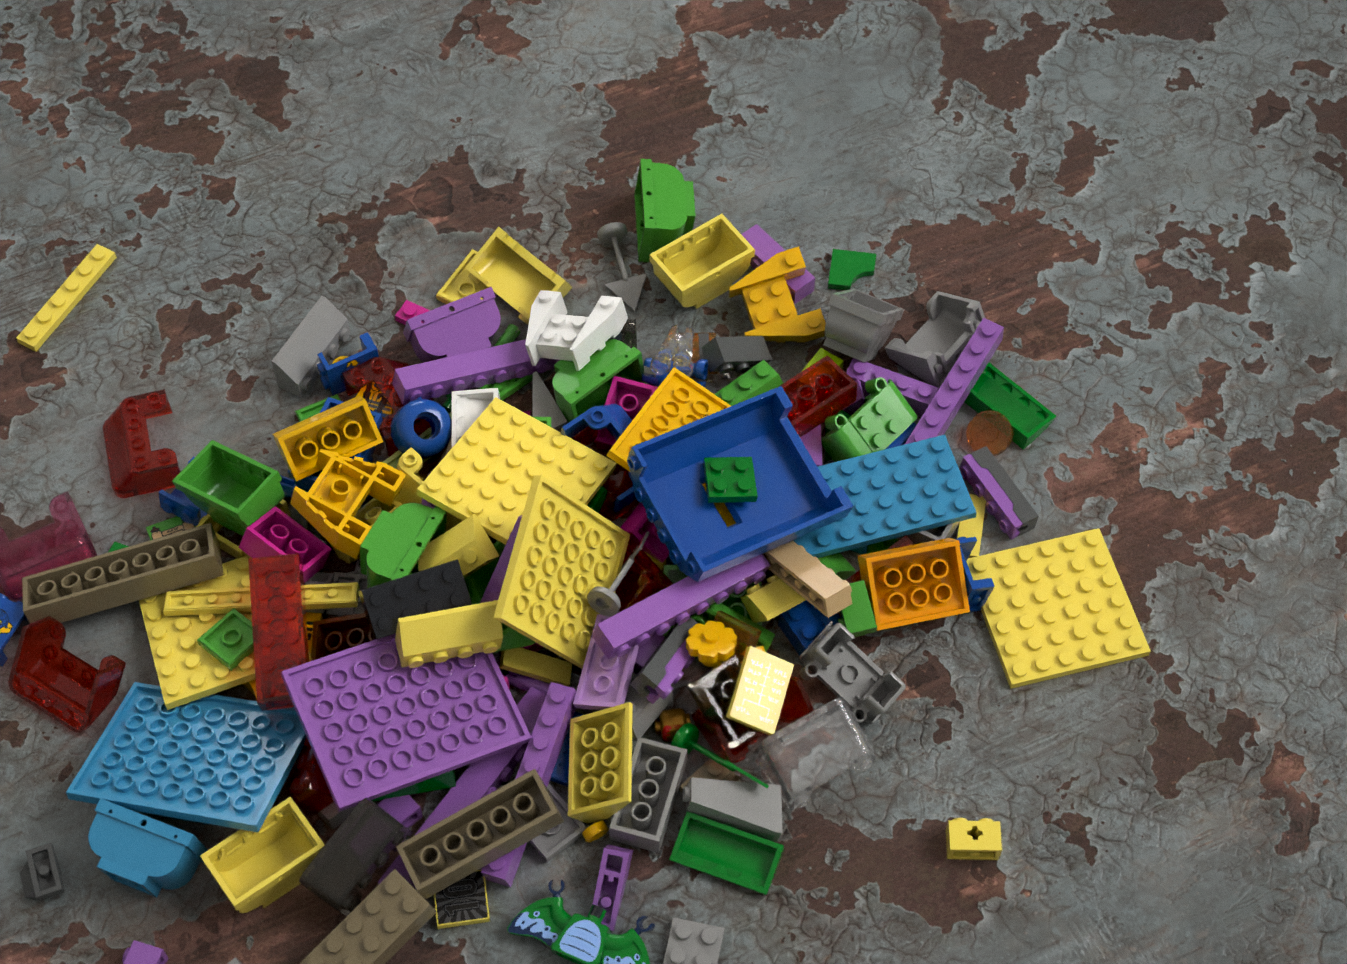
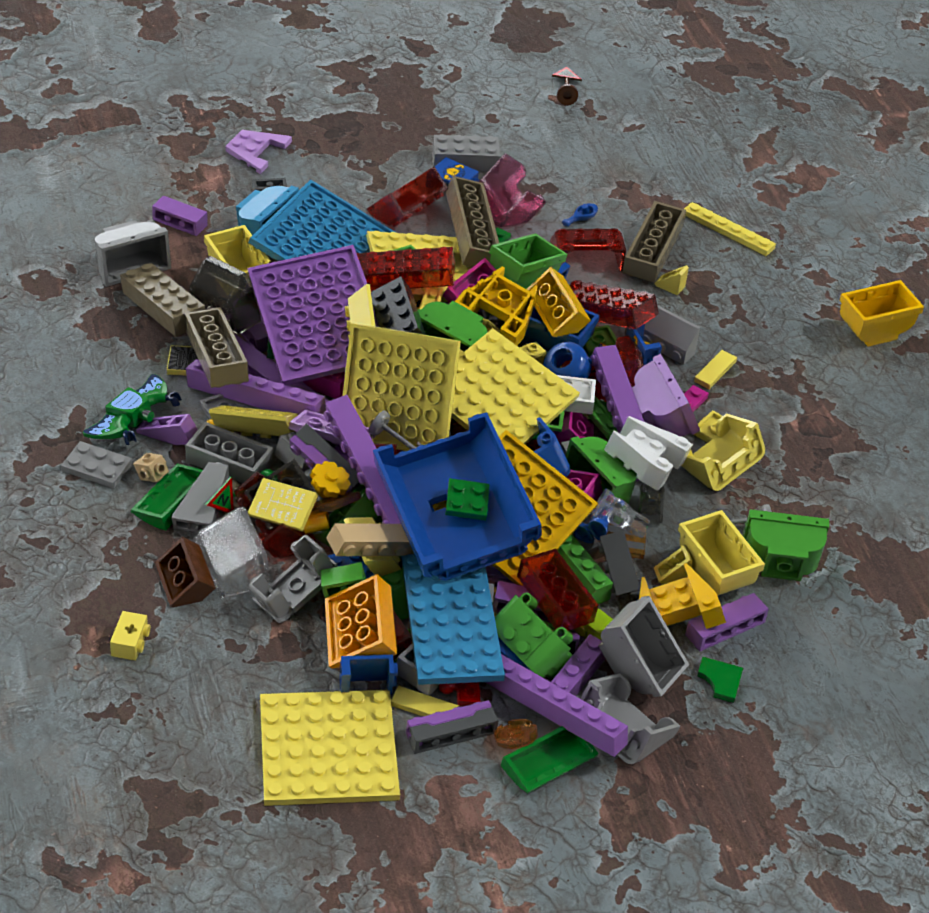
camera: 95 degrees right, 15 degrees down
(56, 458) = (582, 213): none -> blue piece
(118, 367) = (654, 241): none -> dark tan brick
(194, 346) = (674, 280): none -> light yellow slope
(246, 124) = (880, 312): none -> yellow container
(289, 396) = (616, 305): none -> clear red brick
(357, 297) = (715, 369): none -> light yellow tile
(686, 889) = (151, 467): none -> tan brick
(708, 312) = (673, 566): none -> light yellow slope
(860, 803) = (184, 573): none -> reddish brown slope

